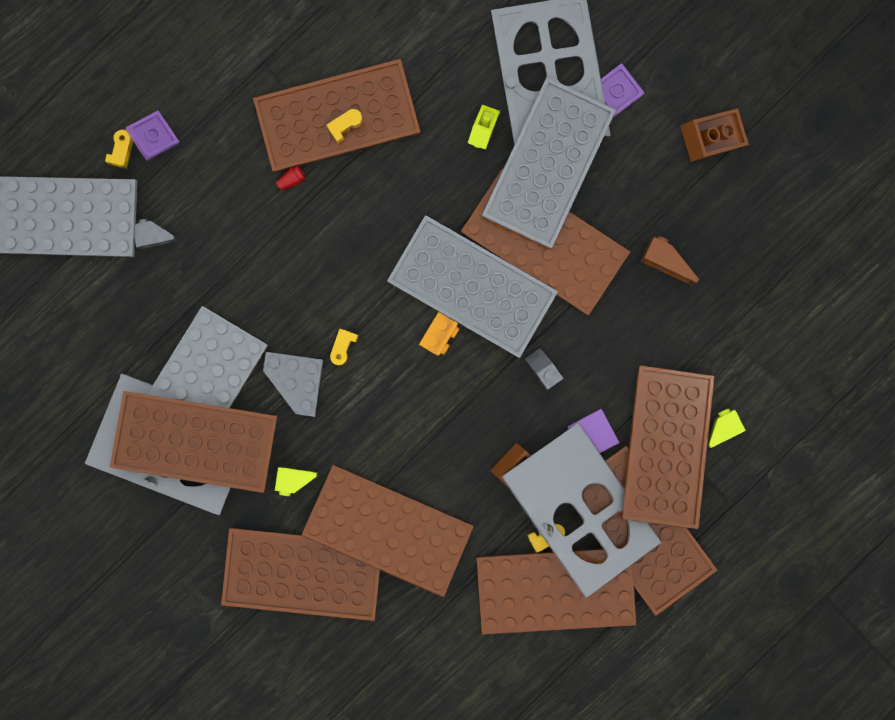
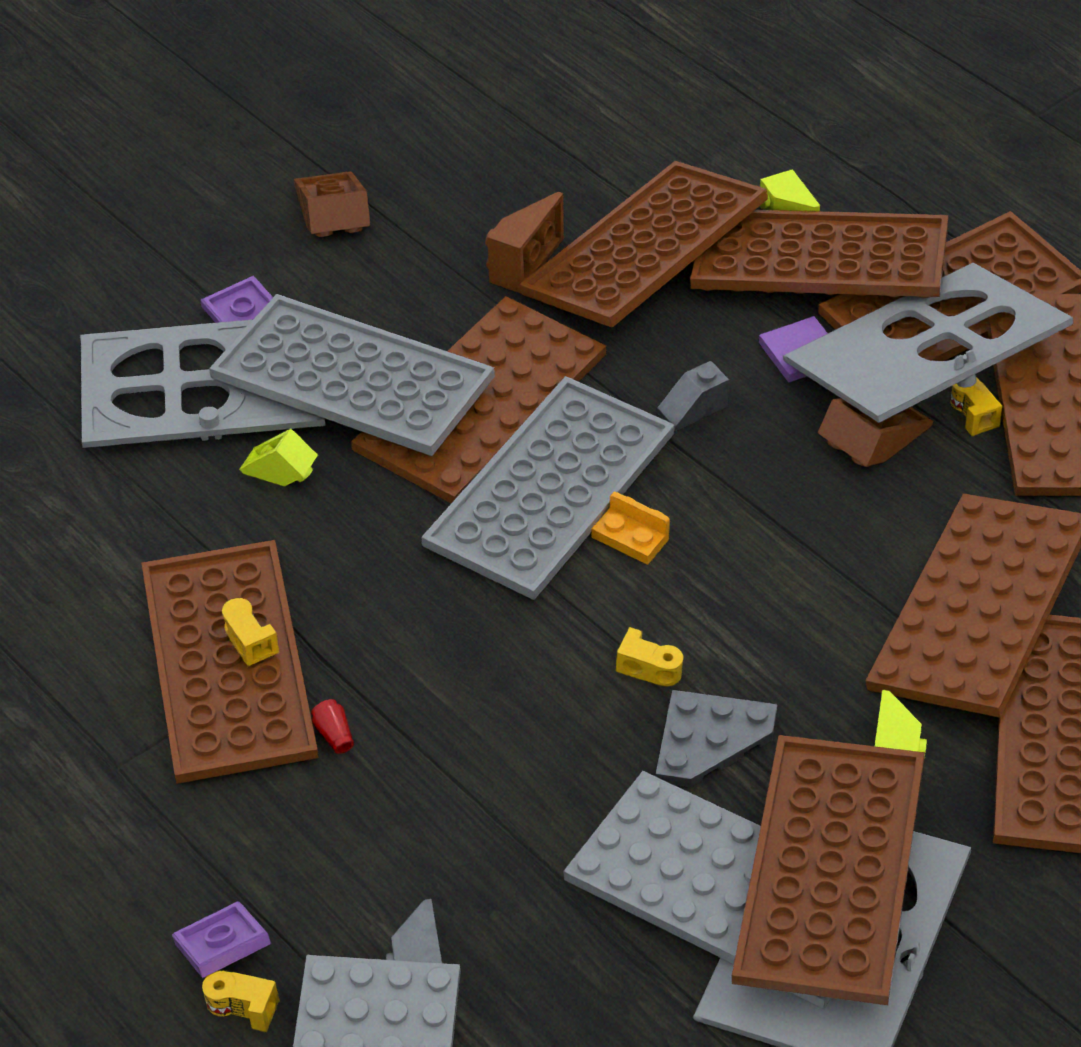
camera: 85 degrees left, 40 degrees down
(675, 336) = (643, 243): none -> dark orange plate

